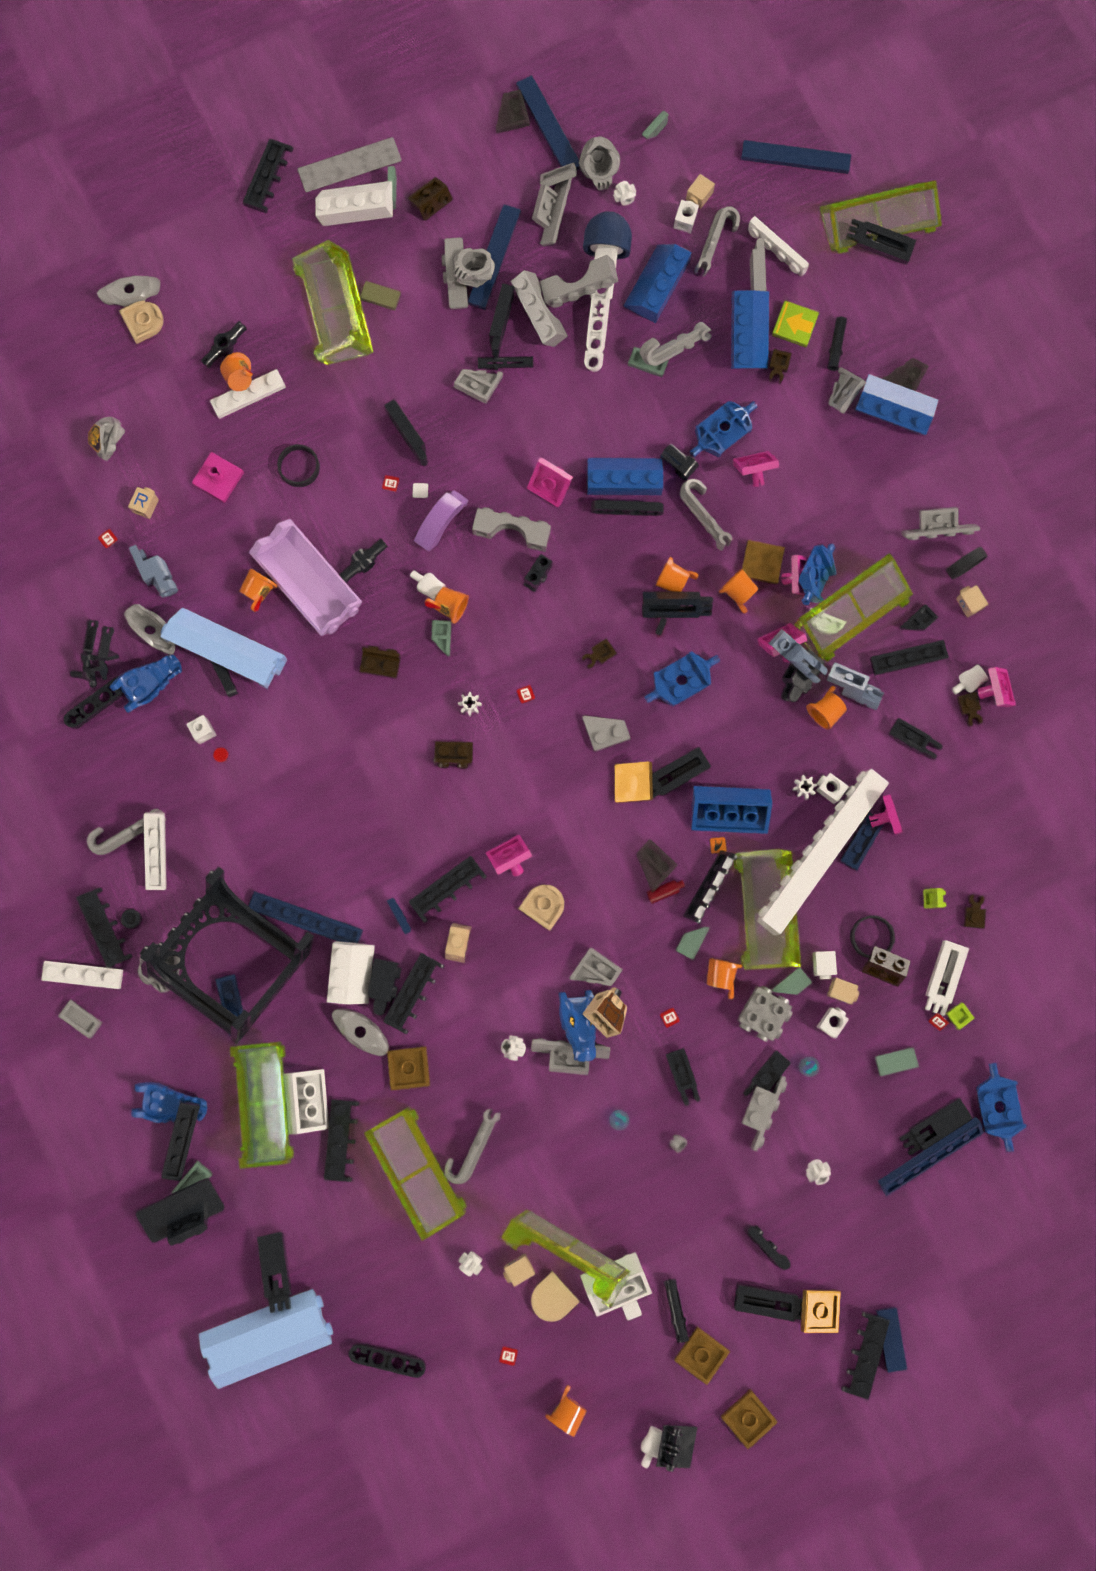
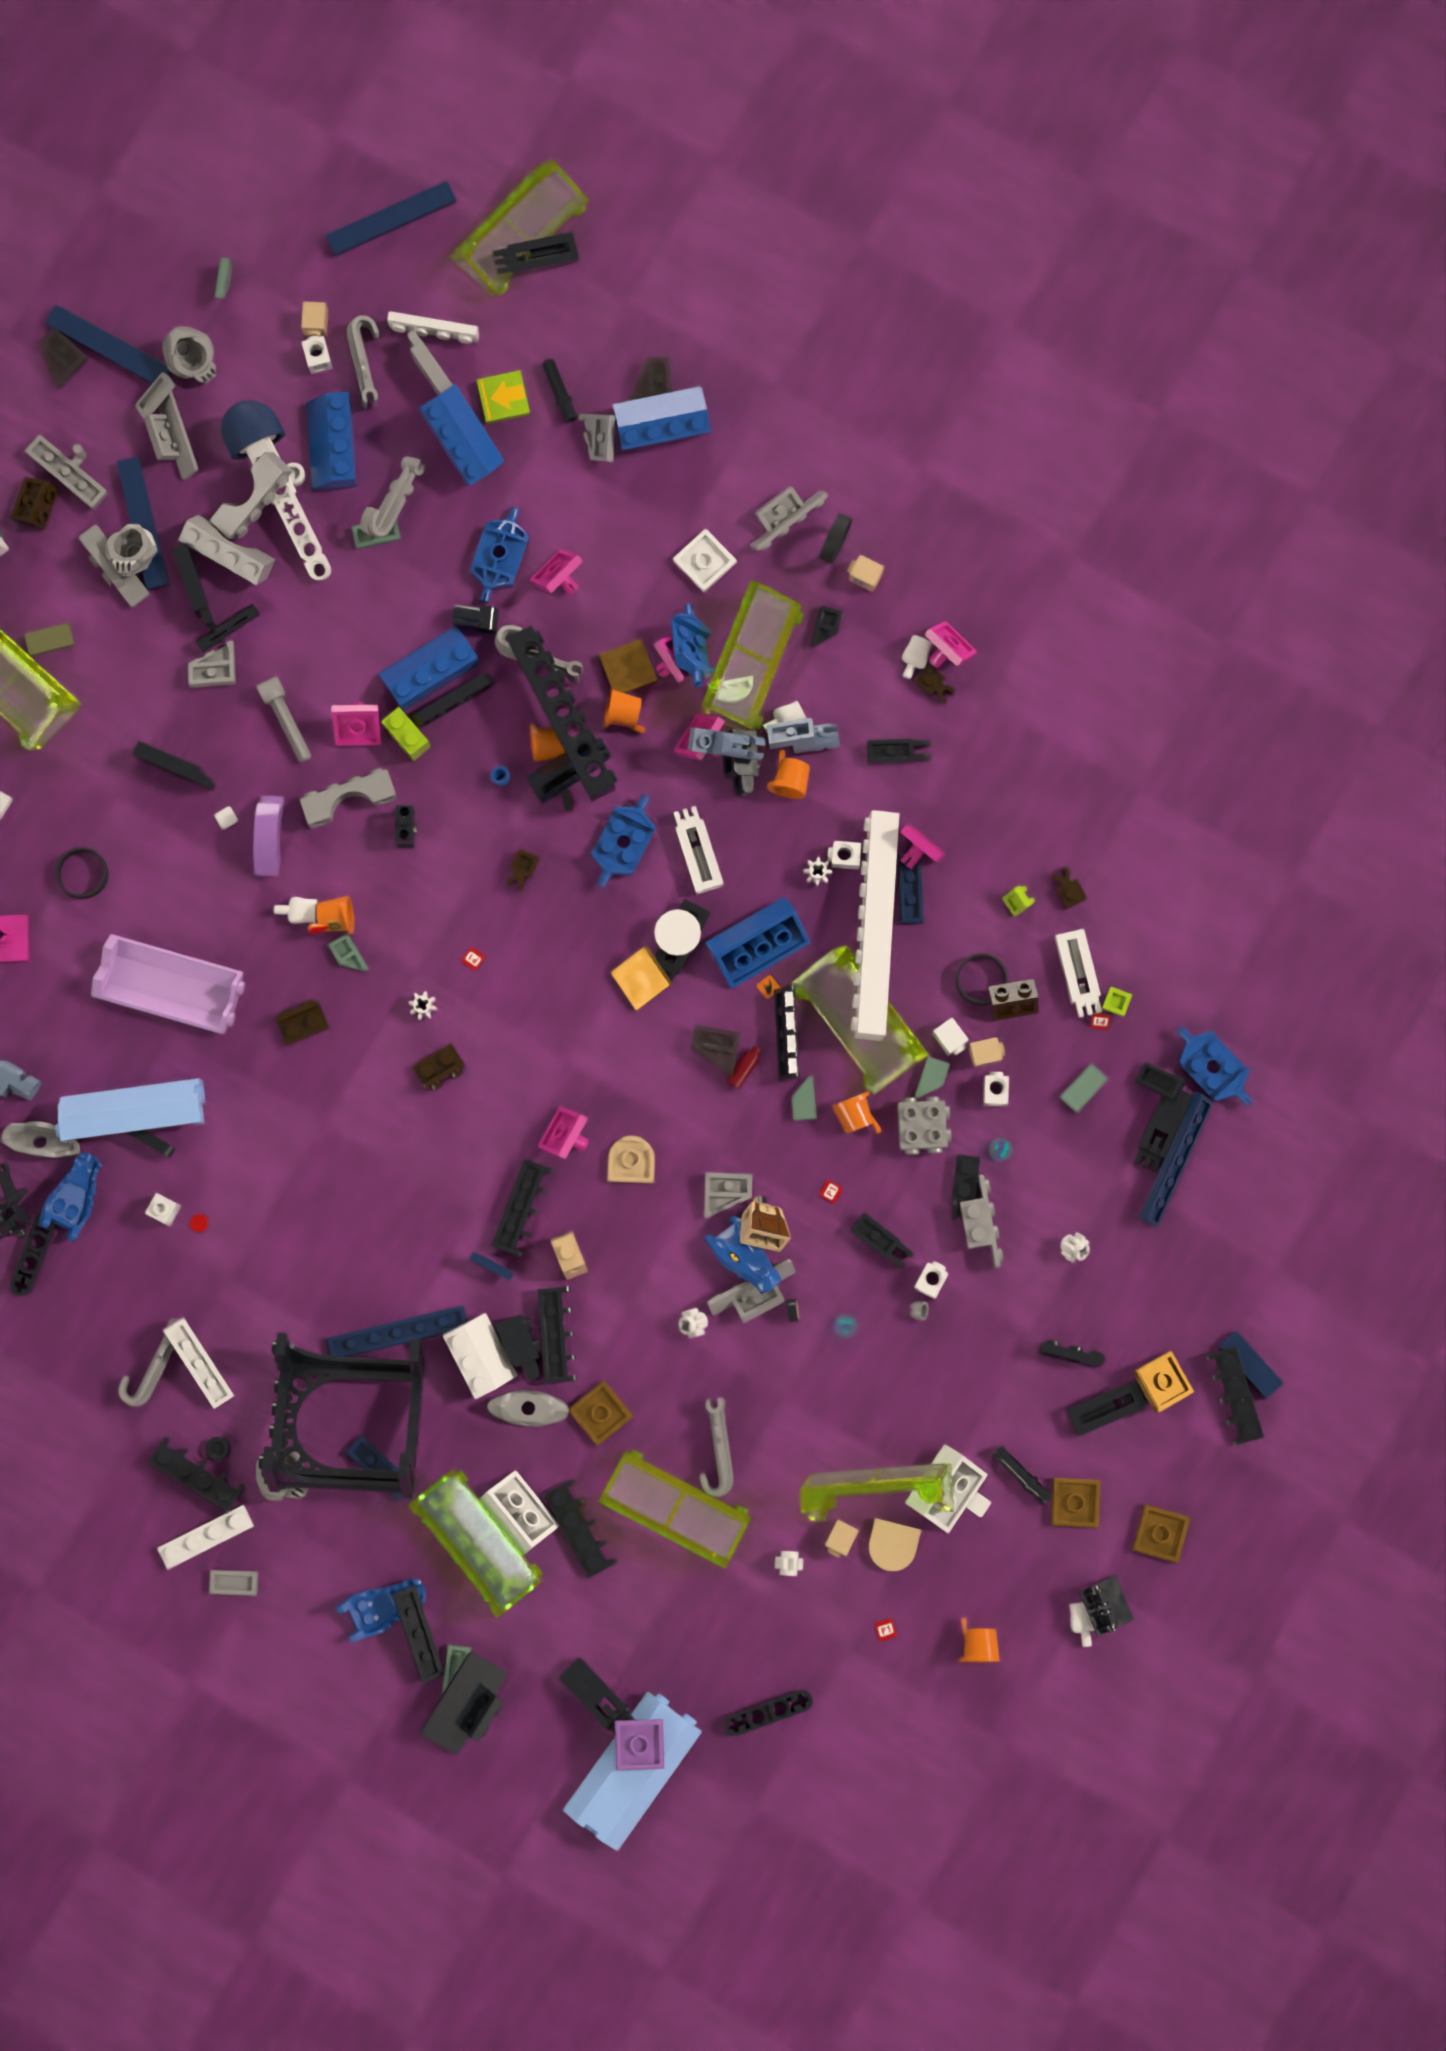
camera: 30 degrees left, 0 degrees up
(256, 588) = (123, 1027): orange hat -> none
(280, 1325) = (639, 1744): none -> medium lavender tile
(363, 560) = (215, 928): black pin -> none
(390, 483) = (190, 830): red sticker -> none
(466, 190) = (67, 470): none -> light grey plate
(506, 426) = (273, 695): none -> light grey axle
(579, 510) = (406, 734): none -> lime brick
(589, 1084) = (793, 1310): none -> black tile
(605, 731) = (579, 945): light grey wing -> none
(619, 288) = (298, 474): none -> white tile
(624, 193) = (236, 370): white gear -> none
(626, 580) = (498, 773): none -> blue hinge
(679, 766) = (677, 932): none -> white tile
(692, 1127) = (927, 1289): none -> white brick
(698, 497) = (594, 786): none -> black brick
(727, 726) = (701, 859): none -> white hinge
(779, 363) = (514, 449): dark brown plate -> none
(853, 663) = (786, 714): none -> white piece
(863, 521) = (704, 560): none -> white tile
(909, 657) = (839, 672): black plate -> none
(955, 1093) = (1160, 1081): none -> black tile

